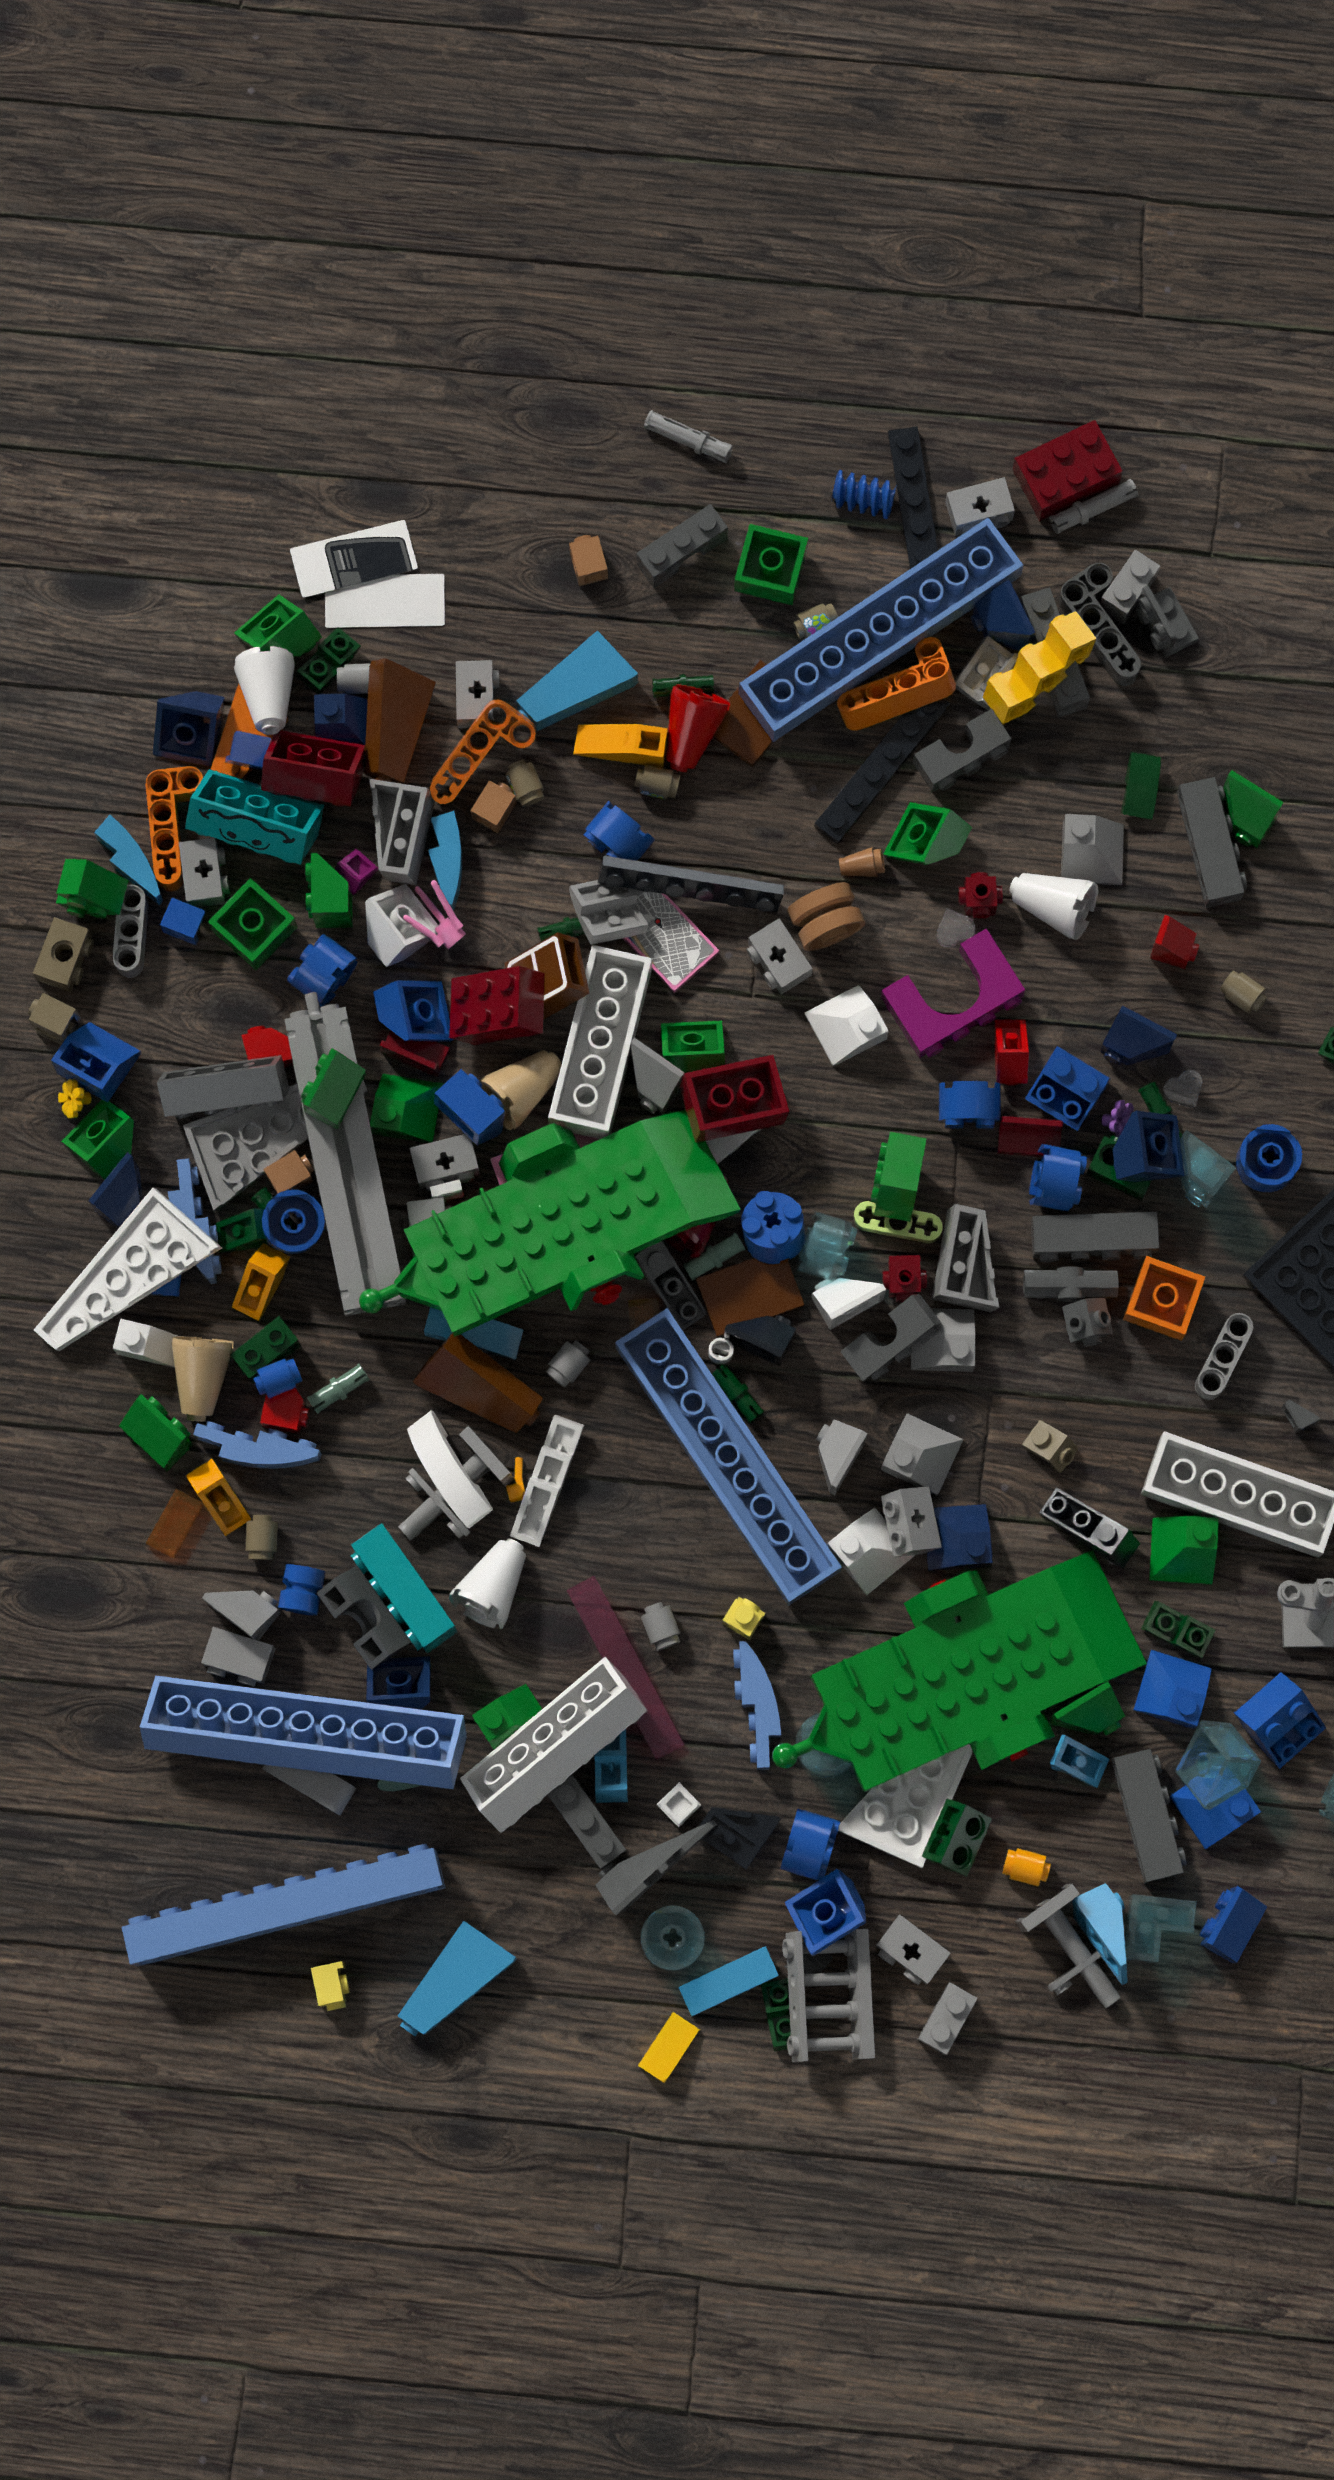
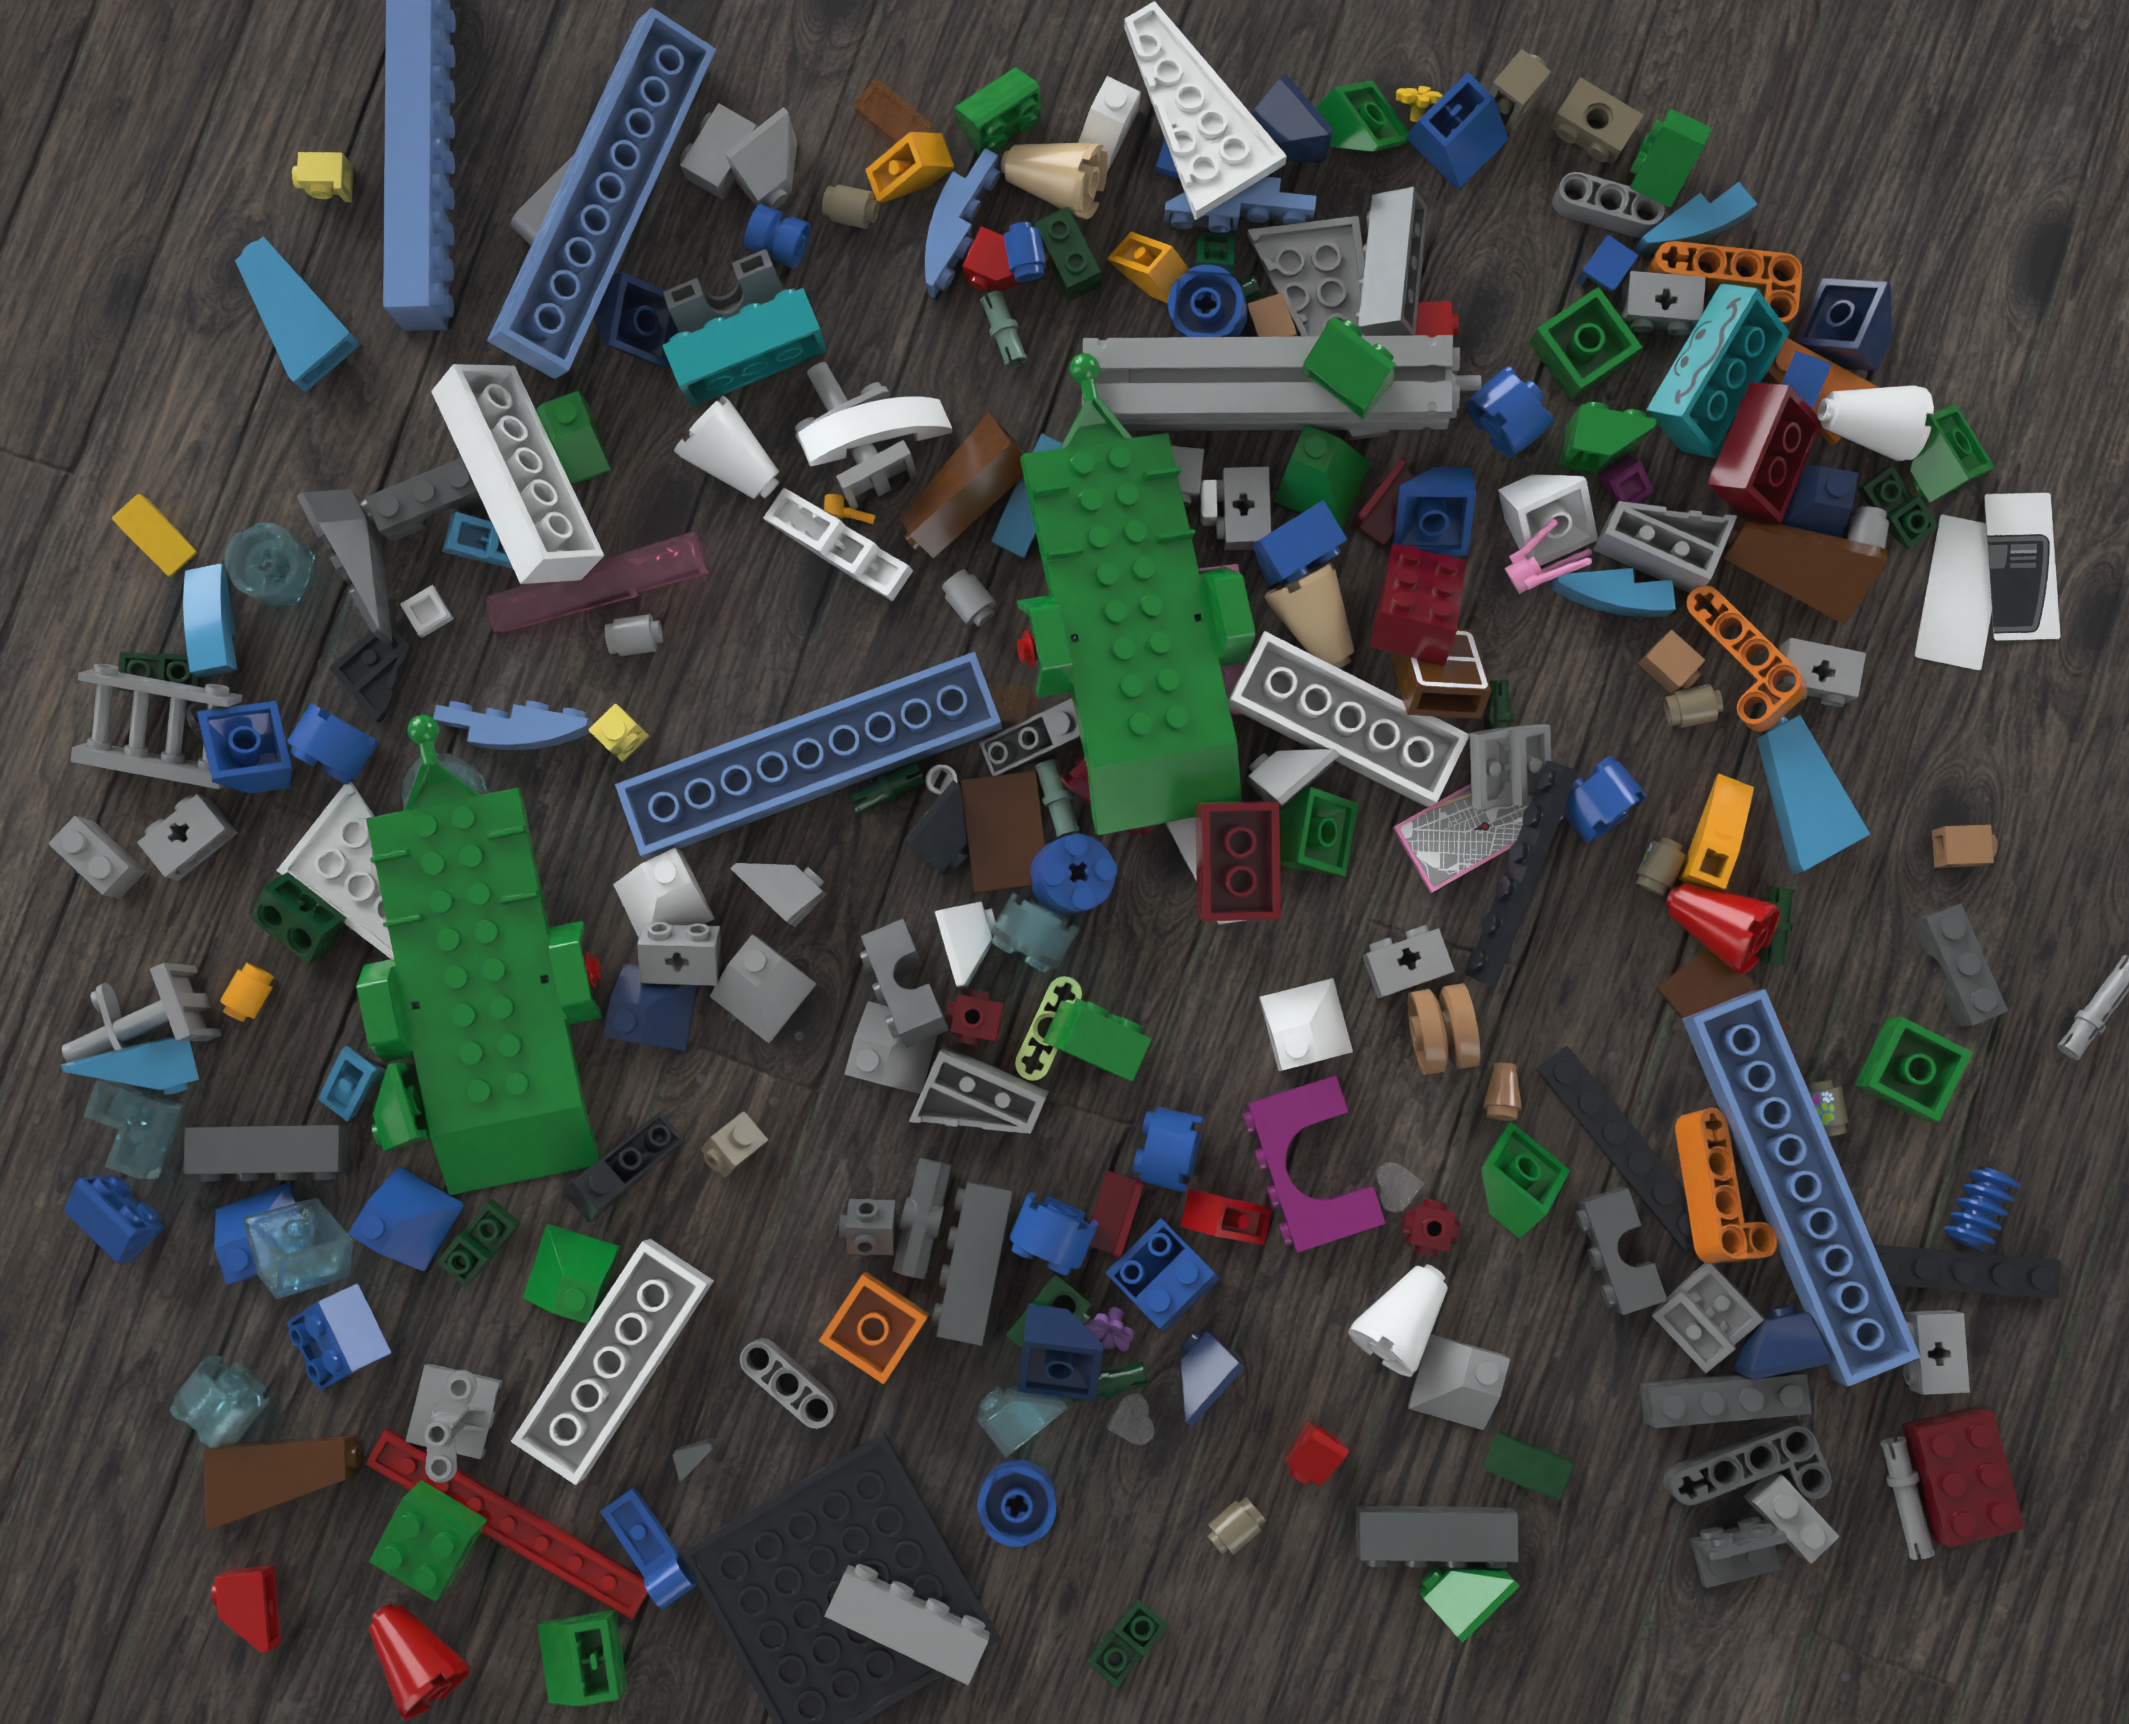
camera: 105 degrees right, 5 degrees up
(1039, 667) = (1707, 1374): yellow brick -> none

